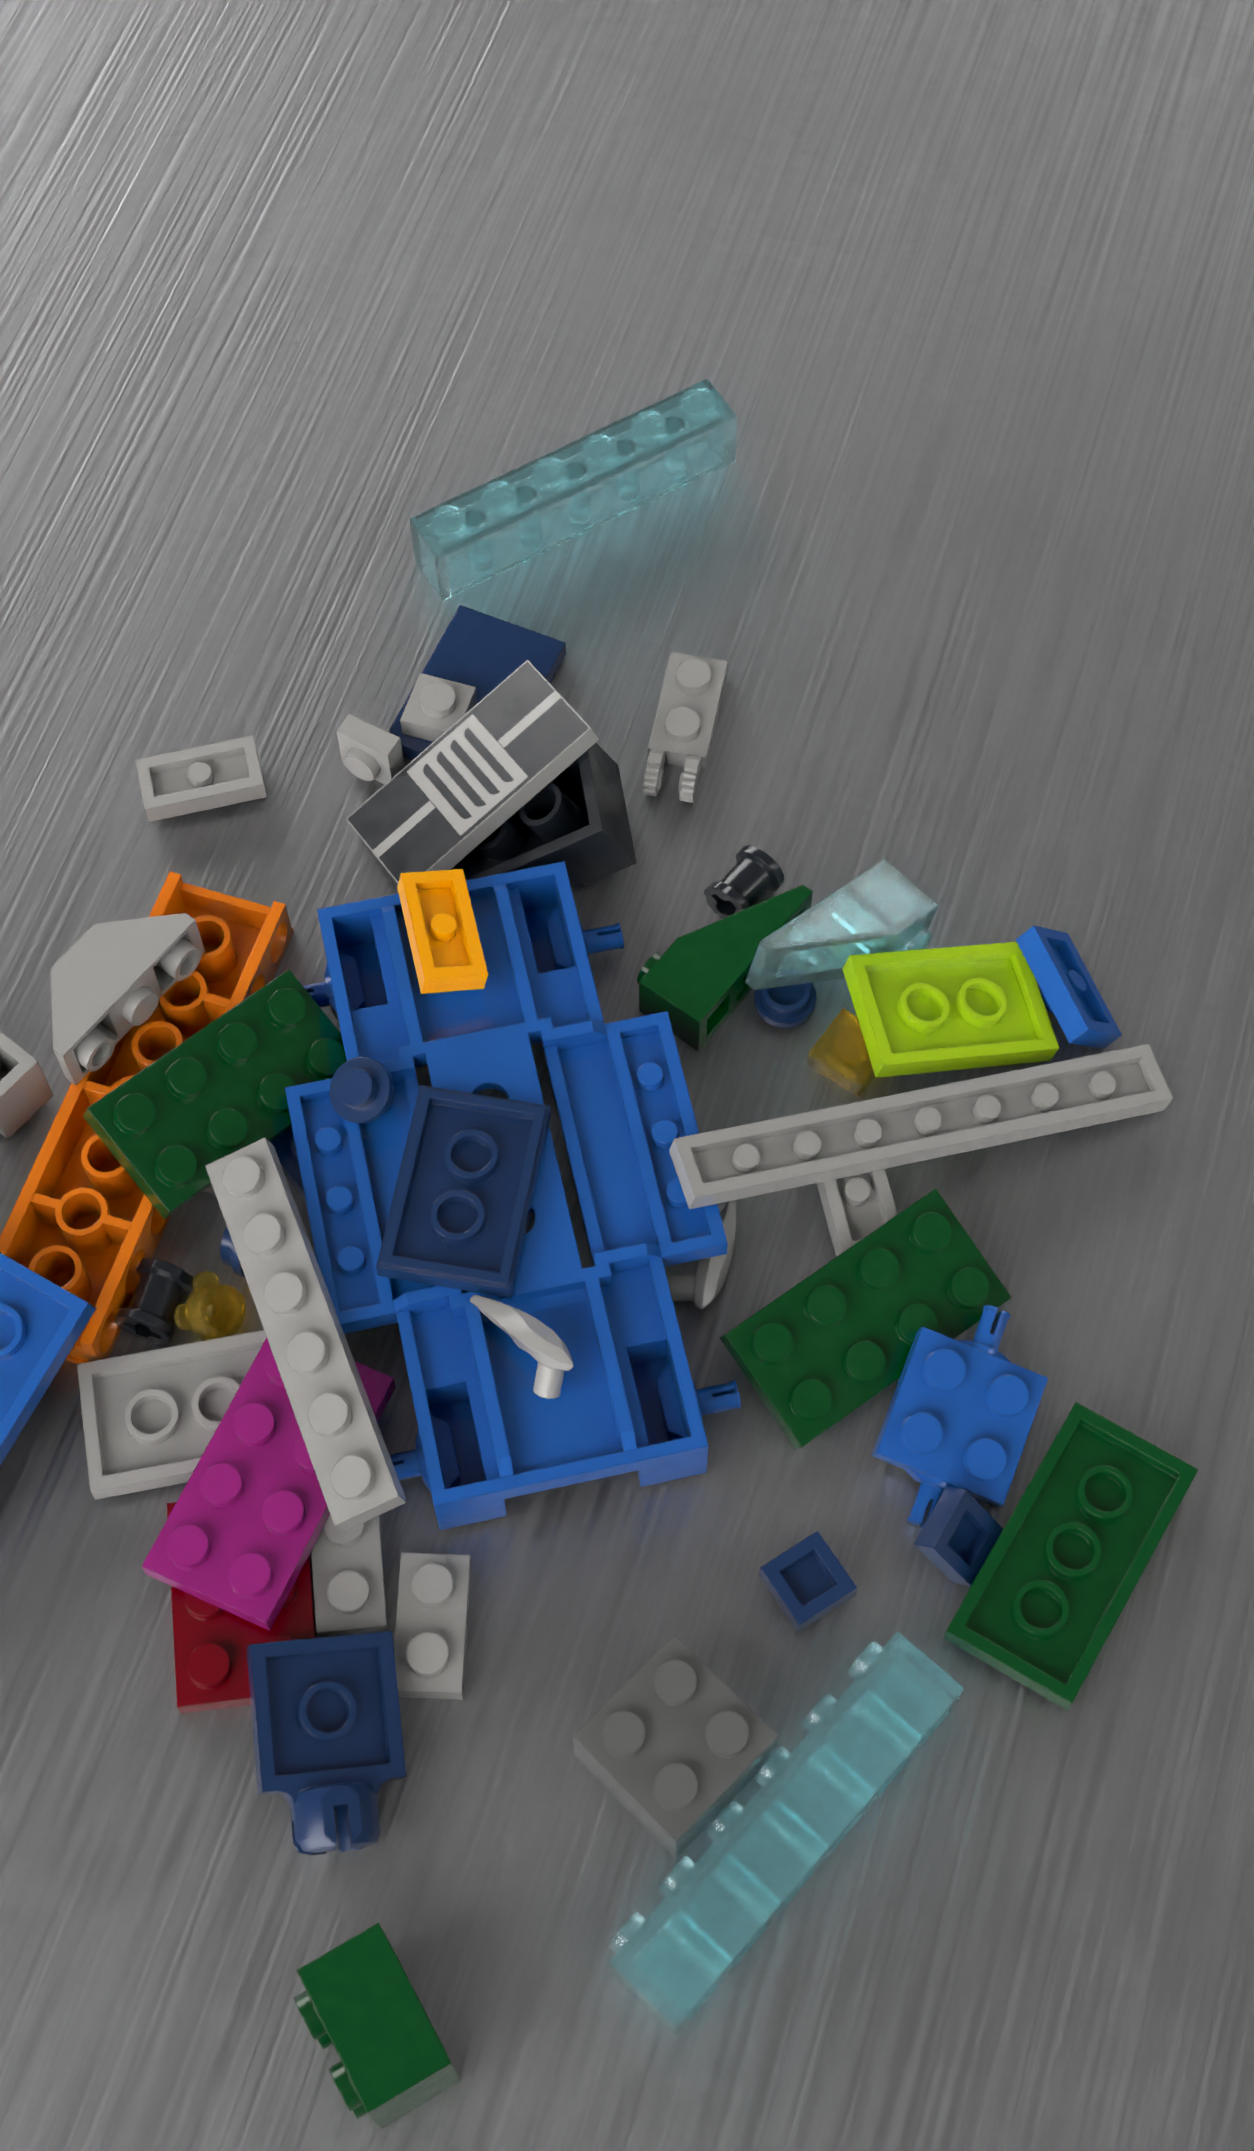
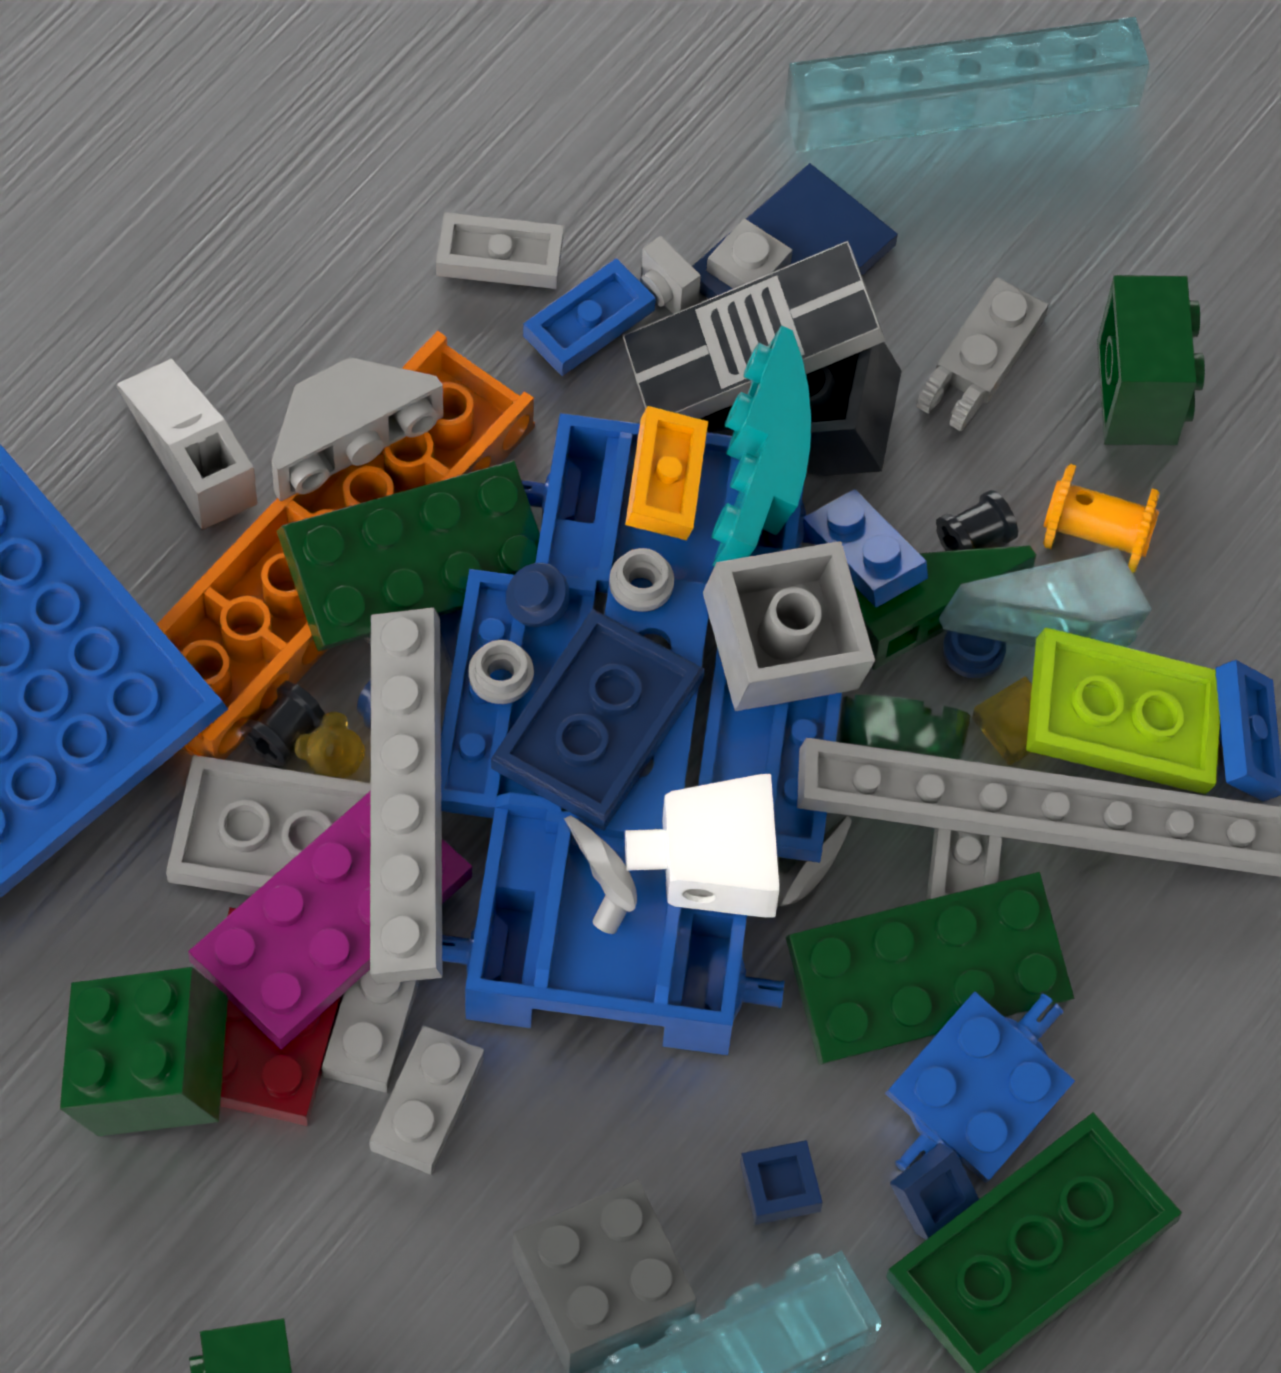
camera: 15 degrees right, 0 degrees up
(133, 1686) = (144, 1052): none -> dark green brick
(308, 812) = (589, 317): none -> blue plate
(327, 1734) = (299, 1154): dark blue plate -> none
(348, 1161) = (506, 656): none -> light grey plate
(457, 1025) = (641, 564): none -> light grey plate
(534, 872) = (772, 447): none -> teal slope
(616, 1036) = (788, 626): none -> light grey brick
(628, 1277) = (714, 847): none -> white torso
(653, 938) = (876, 554): none -> blue plate
(753, 1096) = (903, 726): none -> clear green cylinder
(841, 678) = (1148, 360): none -> dark green brick
(855, 837) = (1100, 518): none -> light orange hose

